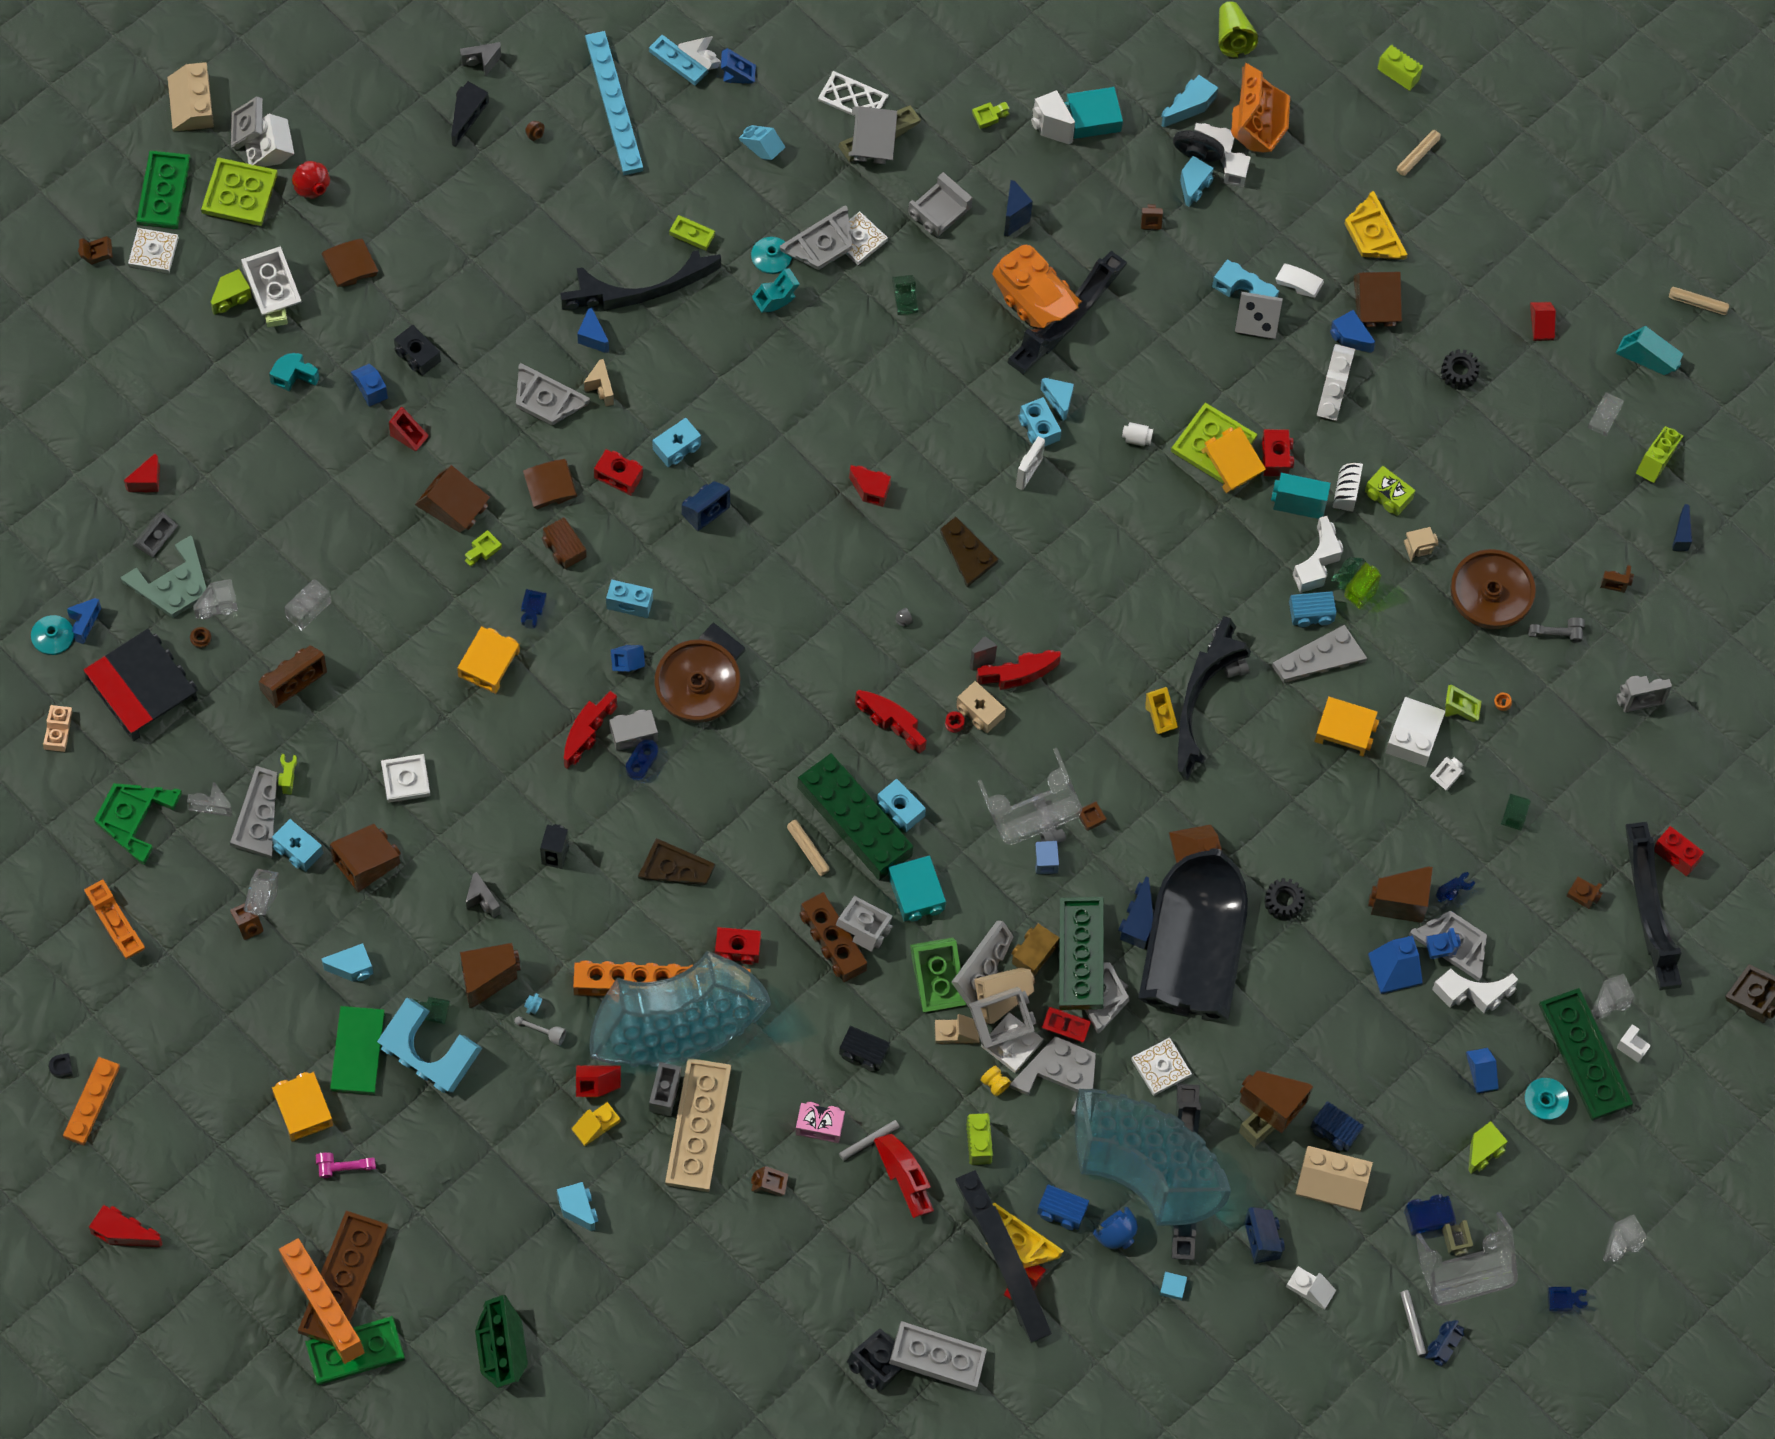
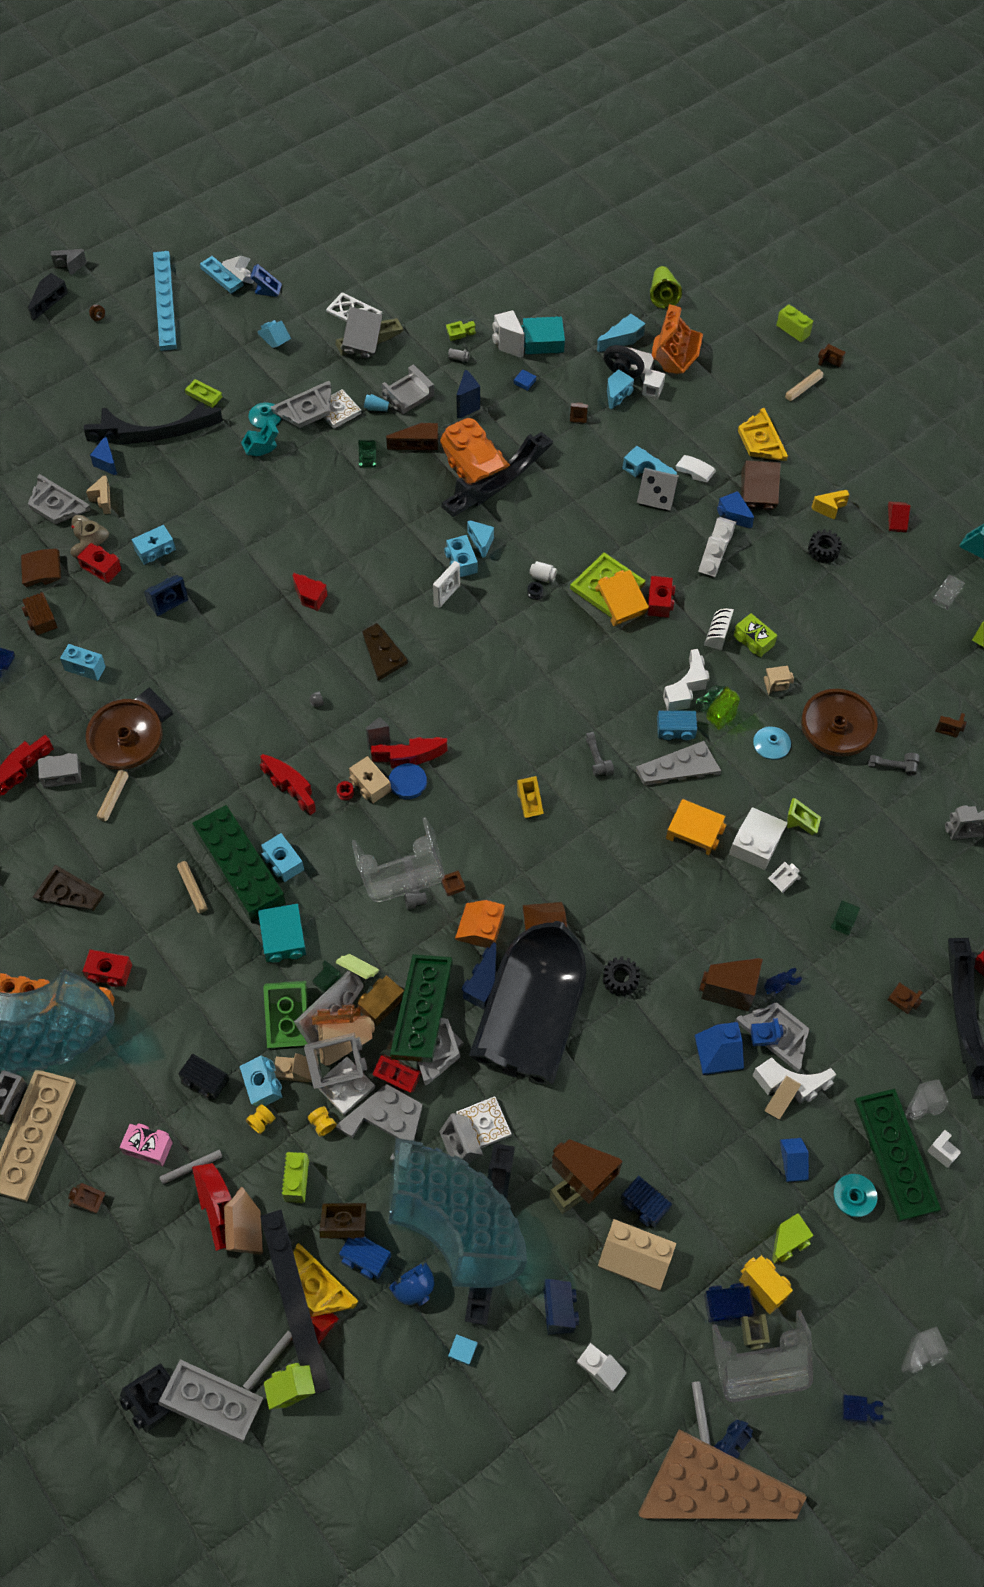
camera: 10 degrees right, 5 degrees down
(597, 435) = (87, 532): none -> dark tan head
(627, 658) = (70, 710): blue panel -> none
(641, 760) = (60, 796): clear blue plate -> none
(697, 753) = (112, 795): none -> tan axle
(821, 908) = (189, 941): reddish brown brick -> none
(866, 923) = (226, 959): light grey plate -> none
(901, 227) = (375, 403): none -> medium azure cone
(917, 1038) = (253, 1073): none -> medium azure brick
(932, 1084) = (260, 1119): none -> yellow wheel
(936, 1189) = (243, 1224): none -> medium nougat tile
(965, 269) = (417, 437): none -> reddish brown slope
(973, 932) = (326, 977): none -> clear green panel
(987, 1311) = (268, 1361): none -> light grey bar
(994, 149) = (459, 355): none -> light grey pin
(1003, 969) = (346, 1014): none -> clear orange plate
(1004, 916) = (357, 966): none -> yellowish green piece
(1012, 1334) = (289, 1386): none -> lime brick
(1022, 703) = (408, 781): none -> blue tile
(1037, 1175) = (343, 1220): none -> dark brown plate
(1046, 857) = (406, 916): medium blue panel -> none
(1079, 176) = (525, 380): none -> blue tile
(1127, 857) = (480, 923): none -> orange slope
(1135, 454) = (539, 588): none -> black bush
(1139, 1082) = (460, 1138): none -> light grey slope
(1221, 653) = (590, 752): black slope -> none
(1300, 495) = (676, 630): teal brick -> none
(1417, 626) = (772, 749): none -> medium azure dish
(1428, 1378) = (710, 1484): none -> medium nougat wing
(1449, 108) = (832, 355): none -> reddish brown bracket
(1459, 313) = (829, 503): none -> yellow slope
(1465, 1008) = (782, 1097): none -> tan piece
(1465, 1192) = (765, 1283): none -> yellow brick
(1498, 701) = (836, 819): orange hinge -> none

